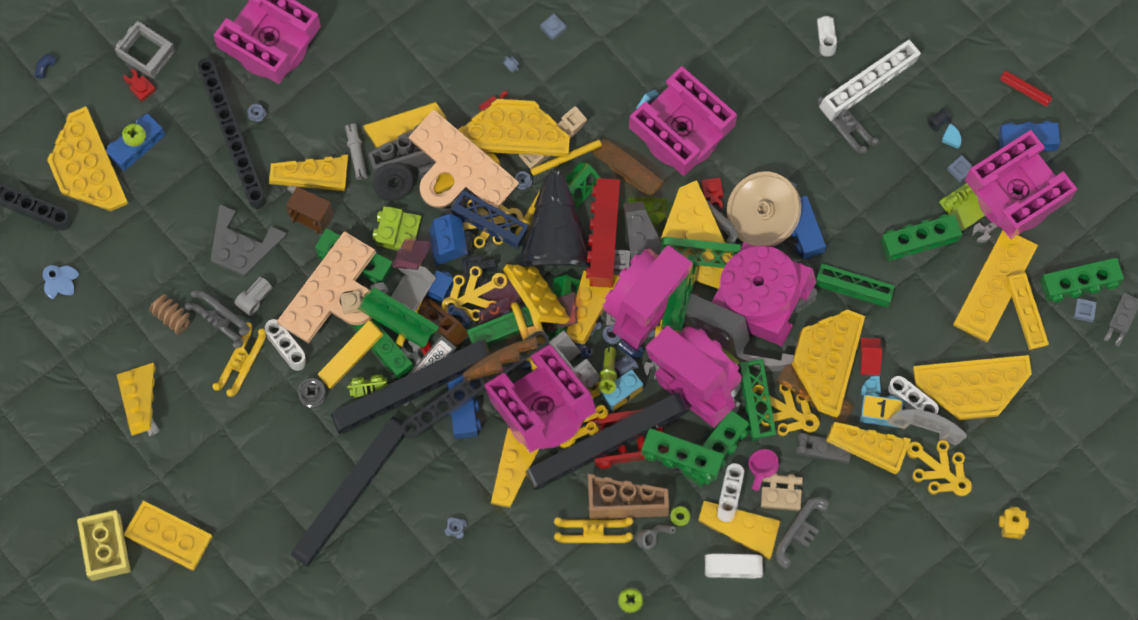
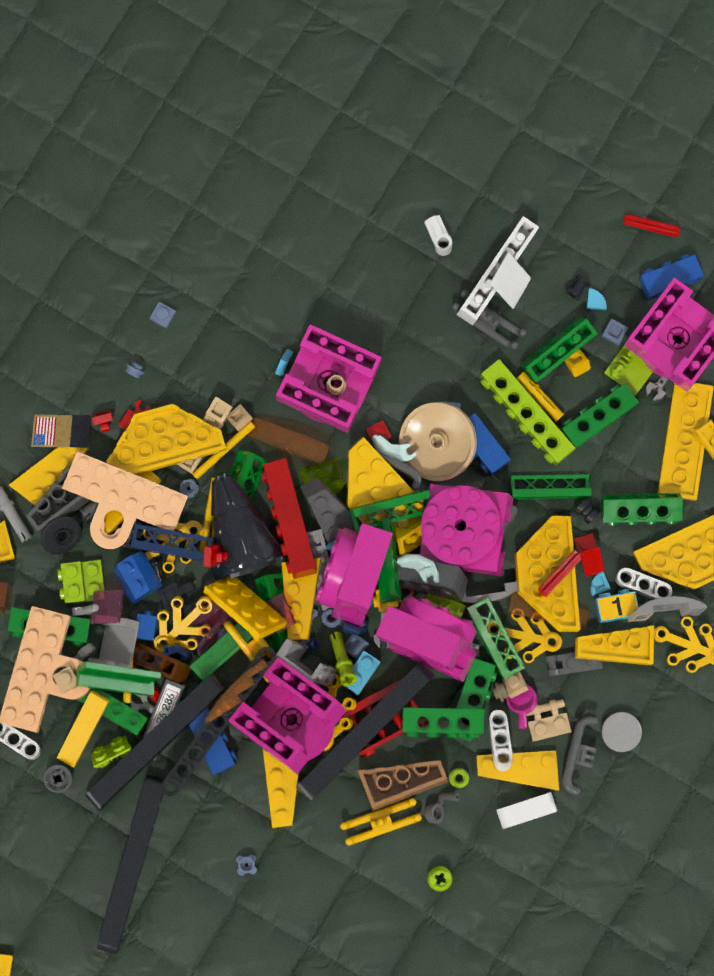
camera: 25 degrees left, 10 degrees up
(390, 254) = (84, 611): none -> light grey bar
(426, 95) = (61, 431): none -> sticker
(467, 96) = (102, 418): none -> red tile
(523, 239) = (213, 555): none -> red tile
(590, 133) = (239, 417): none -> tan plate
(687, 133) = (336, 391): none -> tan piece
(707, 283) = (408, 538): none -> yellow slope
(711, 307) = (421, 564): none -> light aqua piece
(722, 206) = (396, 451): none -> light aqua piece
(745, 449) = (499, 691): none -> dark tan plate
(761, 447) = (515, 684): none -> tan plate
(836, 359) = (559, 574): none -> red axle
(840, 169) = (499, 372): none -> lime brick
(847, 525) = (621, 732): none -> light grey tile
(869, 198) = (540, 397): none -> yellow pin
(878, 91) = (510, 280): none -> white sticker
(882, 316) = (585, 509): none -> black wheel
(903, 165) = (558, 349): none -> green brick
(906, 316) = (611, 504): none -> green brick
(916, 185) = (578, 363): none -> yellow slope

